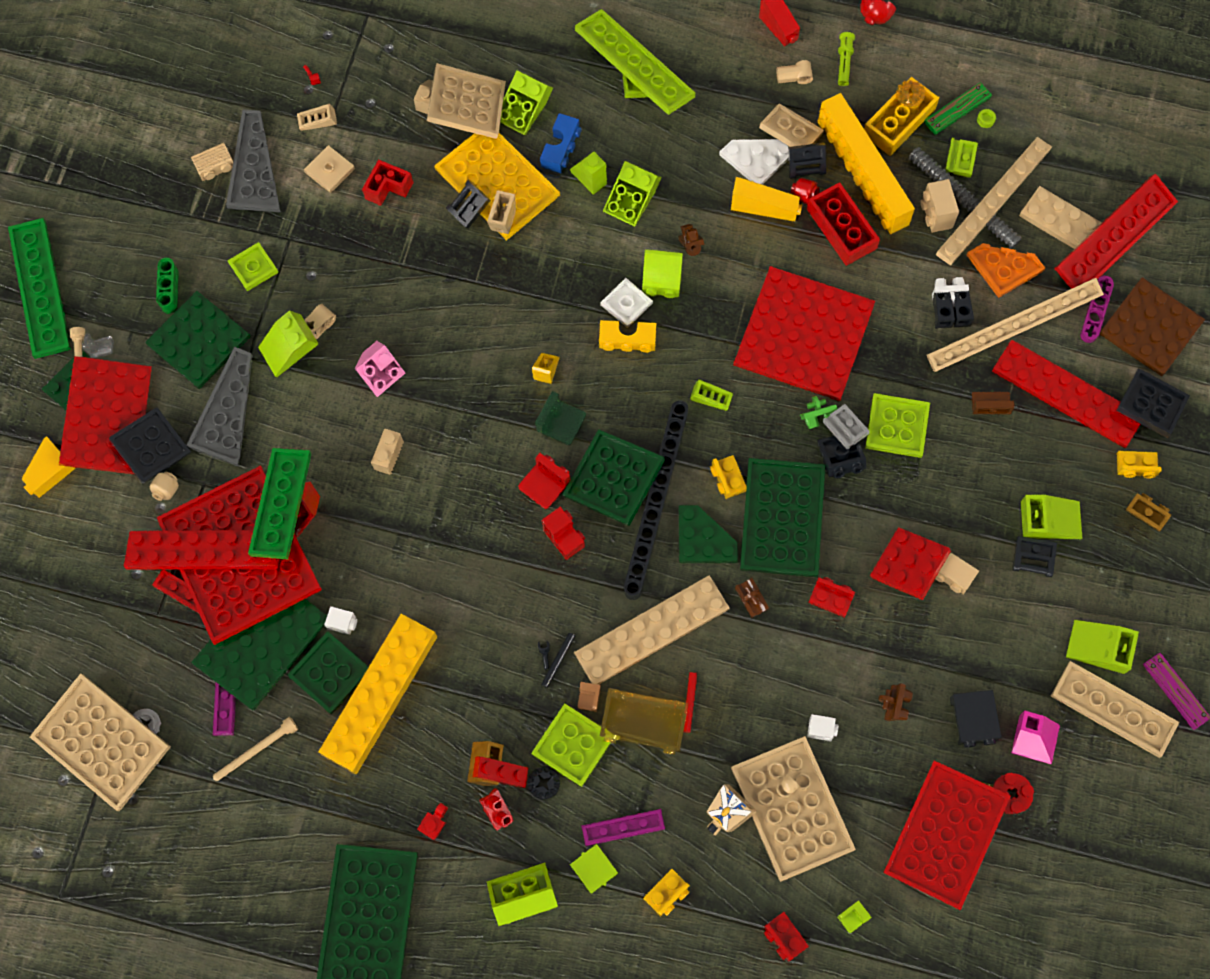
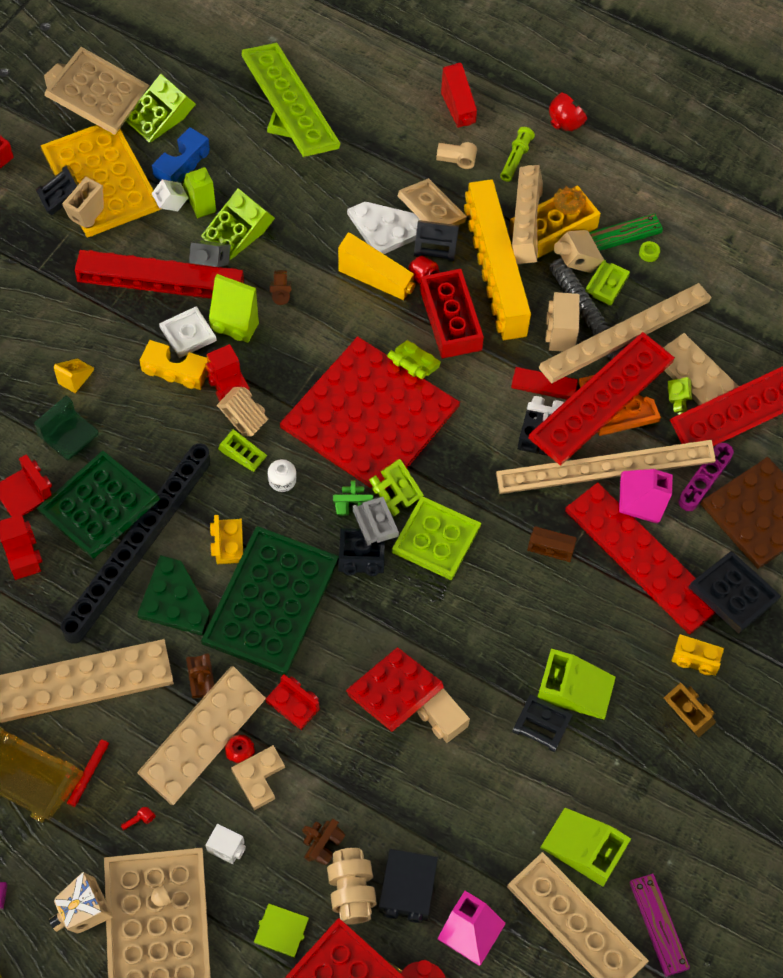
camera: 10 degrees right, 10 degrees down
(565, 182) = (170, 195): none -> white brick
(581, 258) = (150, 274): none -> red brick
(618, 227) = (209, 252): none -> dark grey torso
(676, 335) = (224, 371): none -> red brick
(702, 362) = (243, 411): none -> tan brick
(748, 722) = (143, 814): none -> red hand
(754, 408) = (282, 475): none -> white head
(770, 646) = (201, 735): none -> tan plate
(800, 653) = (236, 755): none -> red plate
(820, 665) = (252, 775): none -> tan plate
(825, 274) = (414, 359): none -> lime plate
(854, 387) = (400, 482): none -> lime plate
(878, 115) = (525, 224): none -> tan arch
(888, 781) = (281, 930): none -> lime piece
(930, 136) = (579, 251): none -> tan torso
(934, 265) = (538, 383): none -> red tile
(937, 740) = (353, 896): none -> tan piece
(995, 266) = (601, 398): none -> red plate
(1052, 241) = (679, 392): none -> lime plate
(1055, 339) = (645, 493): none -> dark pink slope

